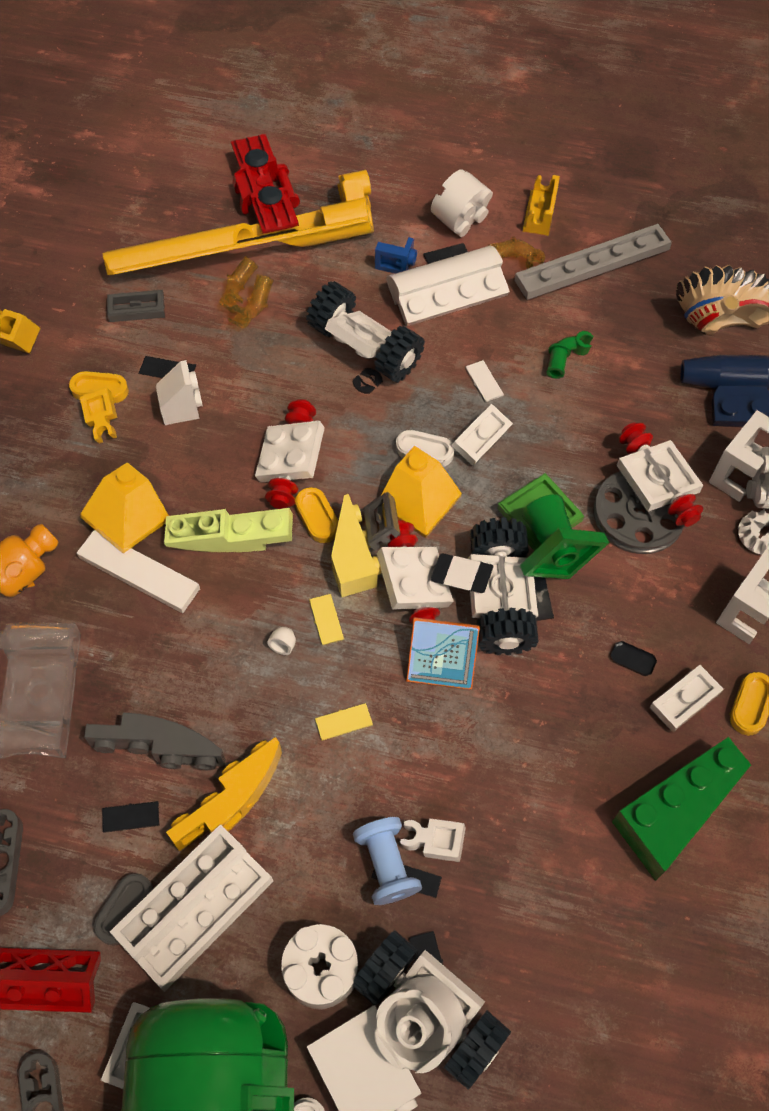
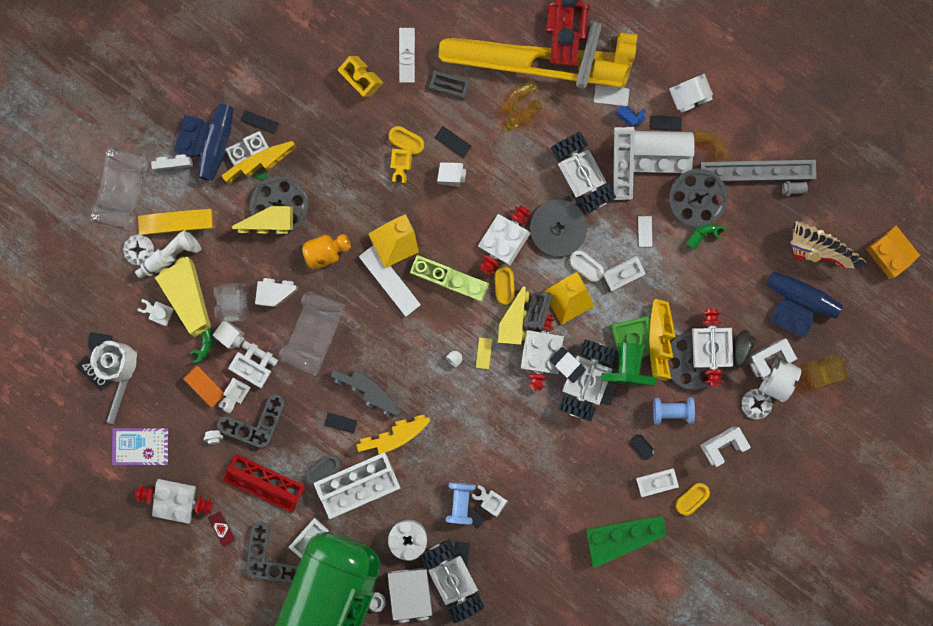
camera: 25 degrees right, 25 degrees up
(65, 295) = (406, 54): none -> white piece
(309, 207) = (588, 55): none -> light grey axle
(343, 721) = (469, 417): light yellow window -> none
(351, 432) = (569, 238): none -> dark grey piece
(357, 250) = (611, 95): none -> white sticker
(414, 294) = (623, 162): none -> white hinge
(419, 1024) = (442, 588): white brick -> none
(443, 653) = (537, 405): piece -> none
(530, 300) = (690, 191): none -> dark grey wedge
(541, 206) = (746, 110): yellow hinge -> none
(577, 490) = (660, 335): none -> yellow slope
(645, 265) = (794, 188): none -> light grey pin
(671, 574) = (674, 410): none -> light blue piece
(702, 456) = (742, 348): none -> pearl dark grey dish

